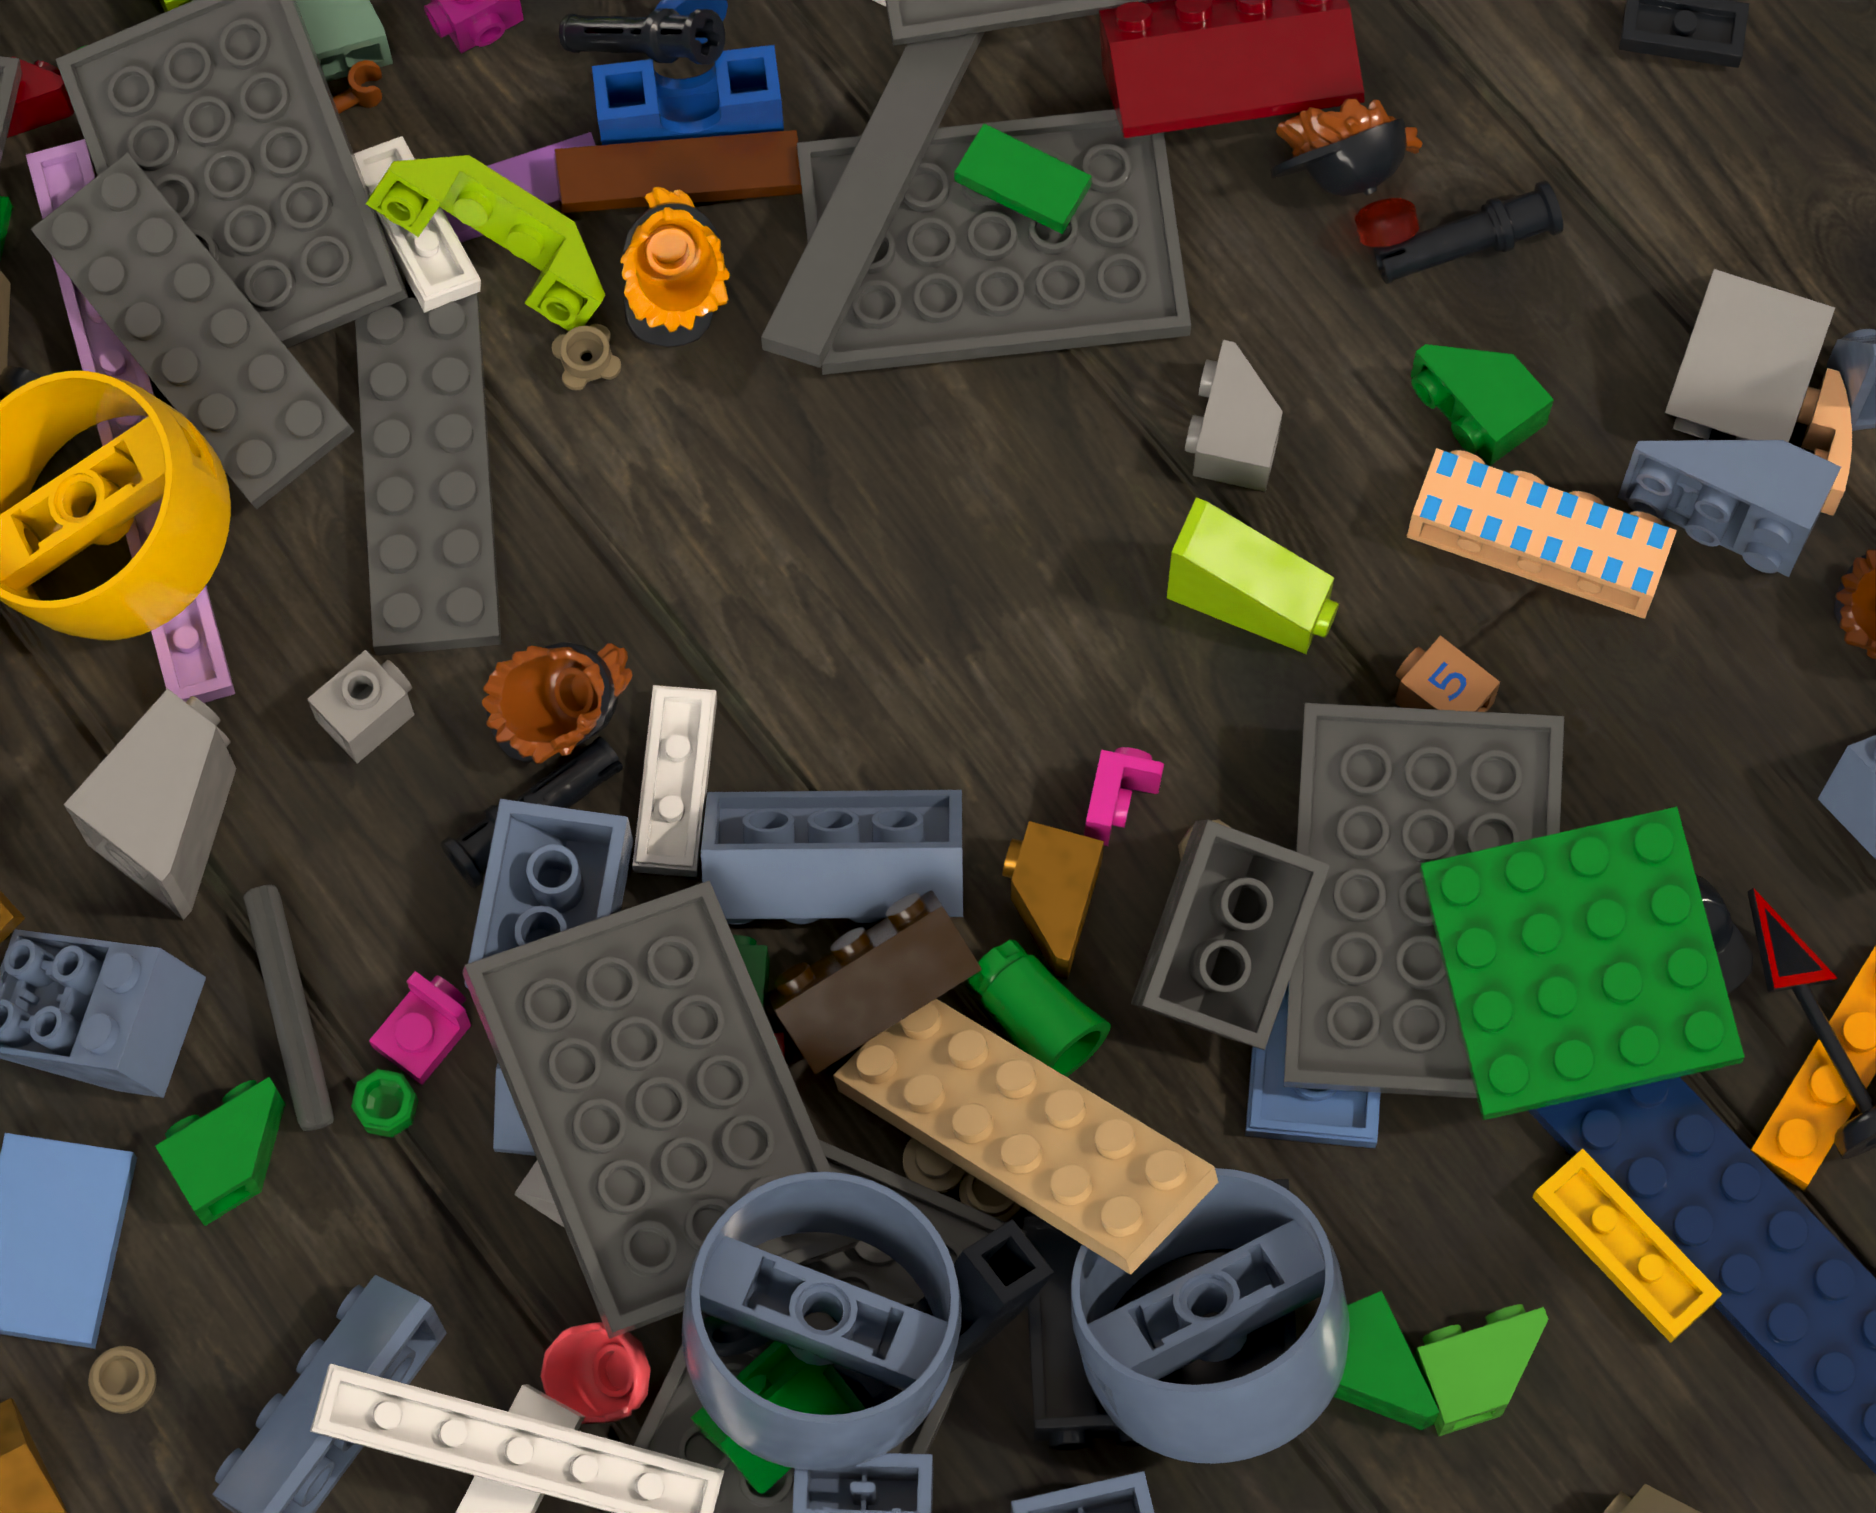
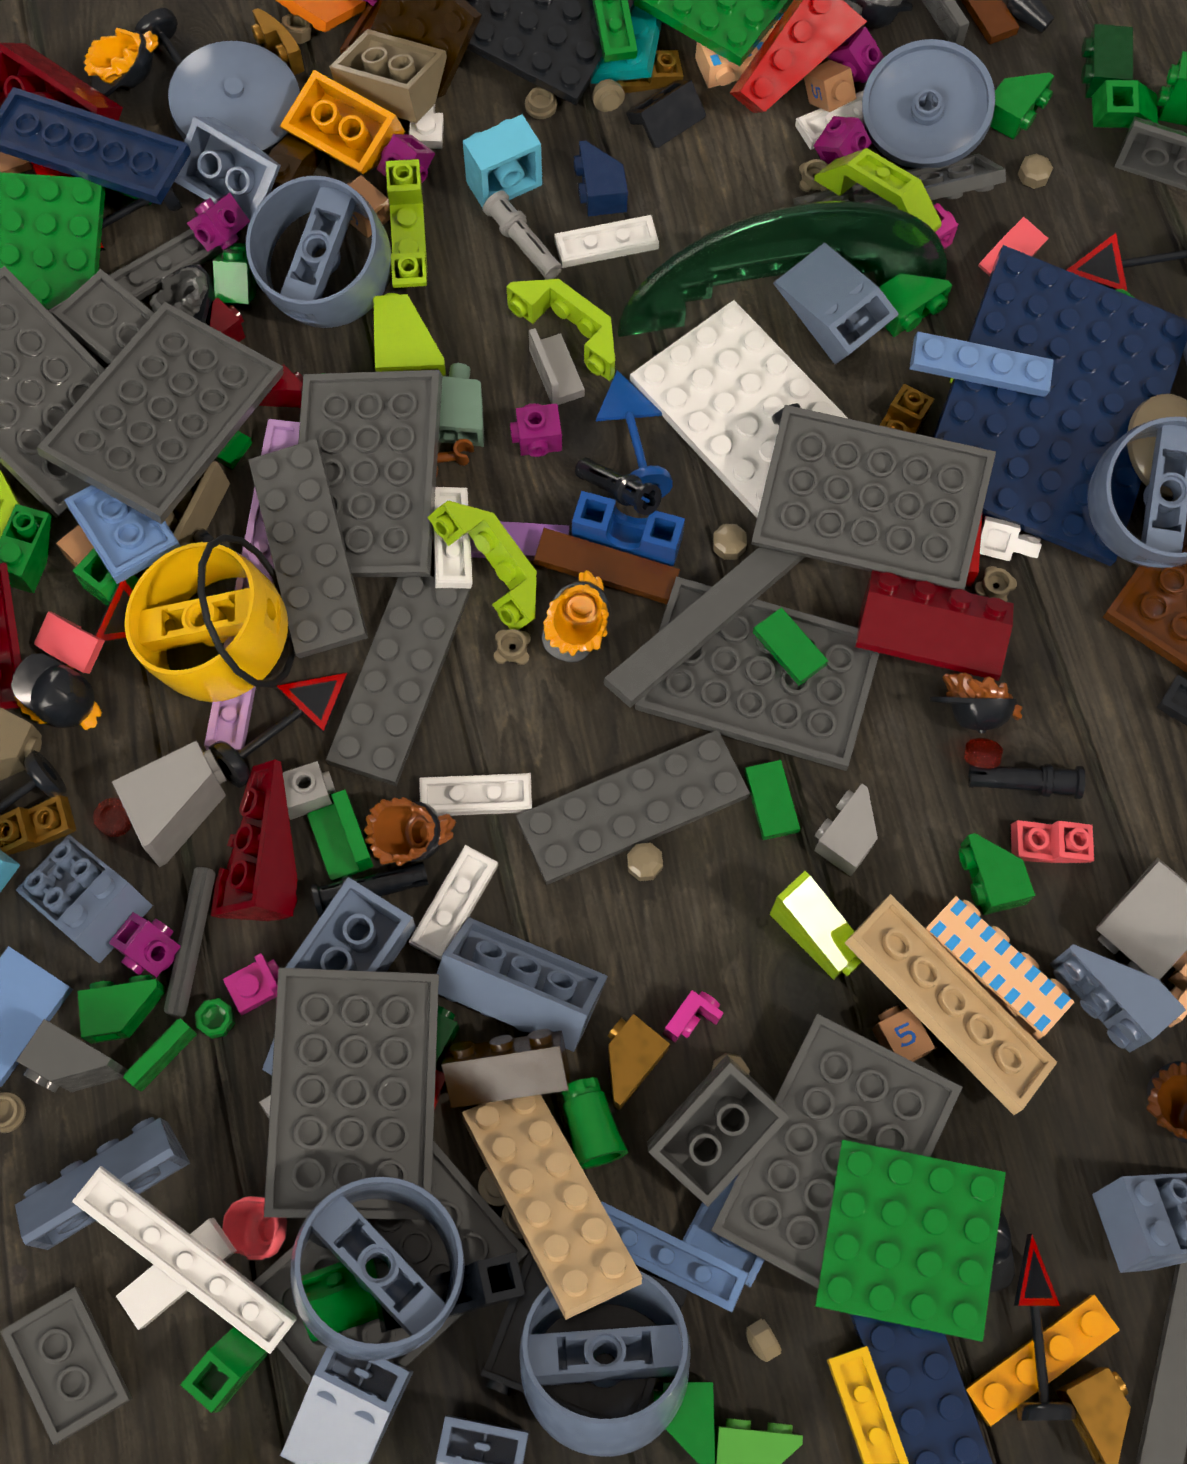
camera: 20 degrees right, 0 degrees up
(74, 874) = (112, 818): none -> clear red tile
(112, 487) = (207, 619): none -> black piece
(194, 1252) = (64, 1061): none -> dark grey slope
(225, 1037) = (145, 945): none -> magenta brick
(306, 562) = (312, 698): none -> black piece
(326, 1190) = (159, 1055): none -> green tile
(347, 843) = (262, 865): none -> dark red wedge
(452, 754) = (340, 838): none -> green panel
(638, 600) = (477, 794): none -> white tile
(854, 57) = (729, 541): none -> dark tan tile
(885, 523) = (632, 806): none -> dark grey plate
(942, 597) = (644, 861): none -> dark tan tile
(1095, 424) = (772, 800): none -> green tile
(1274, 1147) = (679, 1261): none -> medium blue plate
(1428, 1207) = (762, 1340): none -> dark tan tile
(1496, 607) = (952, 1004): none -> tan plate
(1550, 315) = (1052, 842): none -> coral slope

